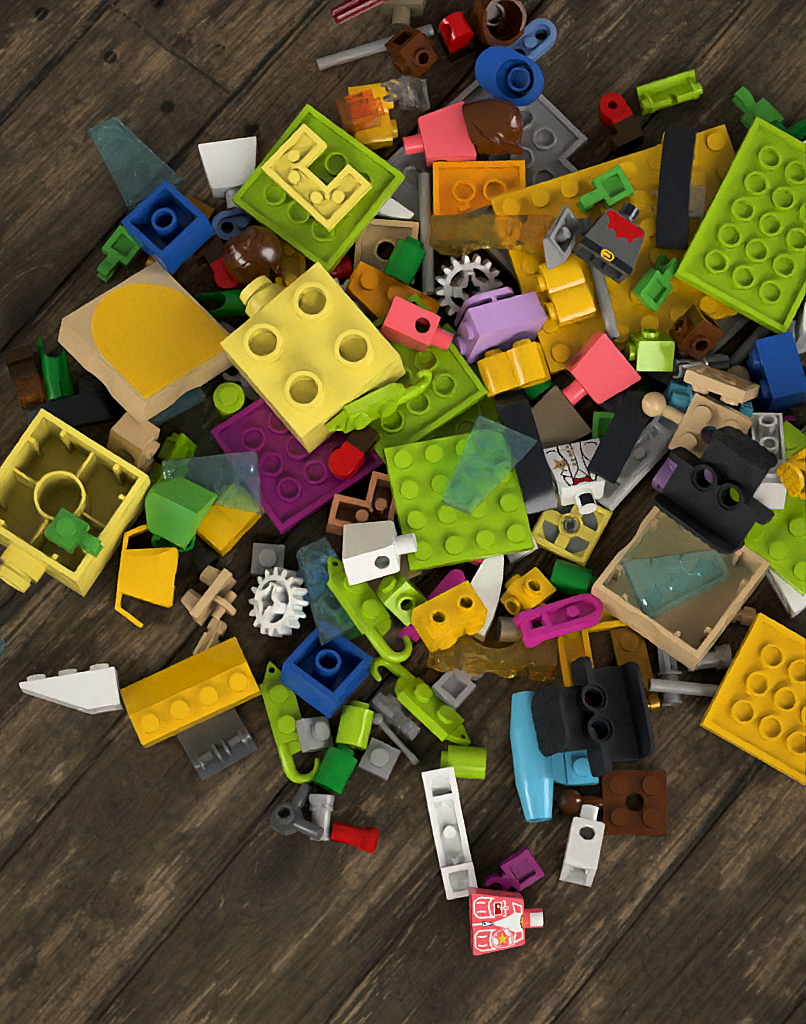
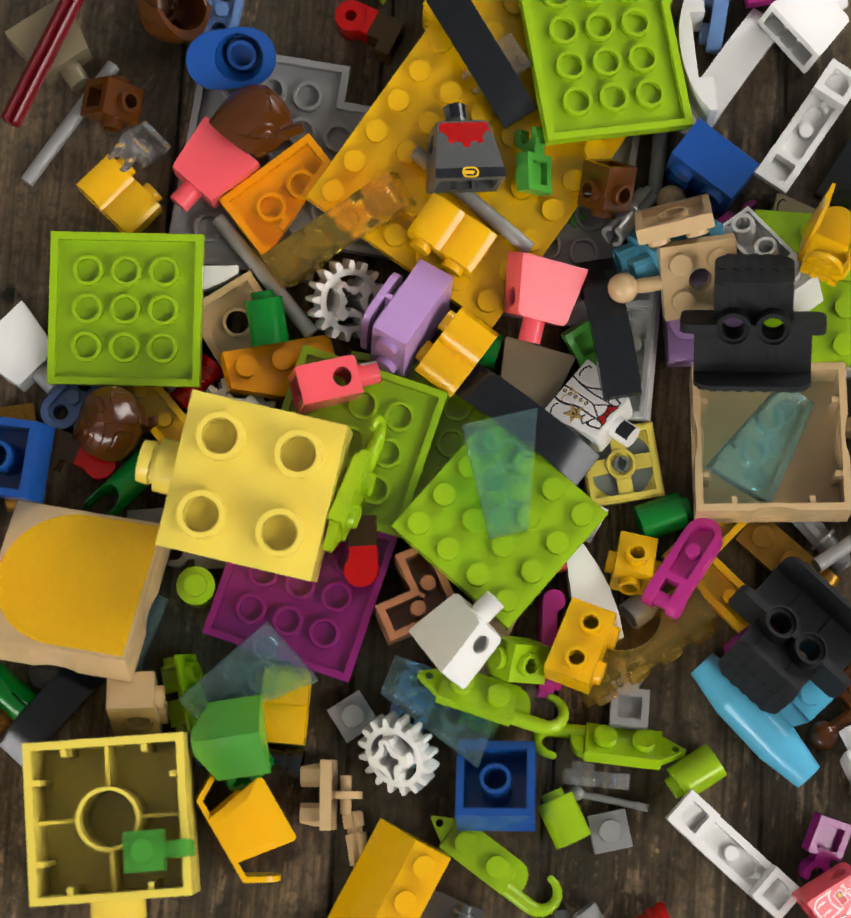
camera: 40 degrees left, 5 degrees up
(291, 172) = (142, 321): light yellow plate -> none
(314, 734) = (530, 856): light grey plate -> none
(335, 769) = (576, 875): green brick -> none
(360, 112) = (109, 201): clear orange brick -> none
(456, 36) = (145, 56): red leg -> none
(561, 237) = (412, 187): light grey slope -> none
(609, 188) = (418, 104): bright green plate -> none
(650, 350) = (575, 235): lime brick -> none

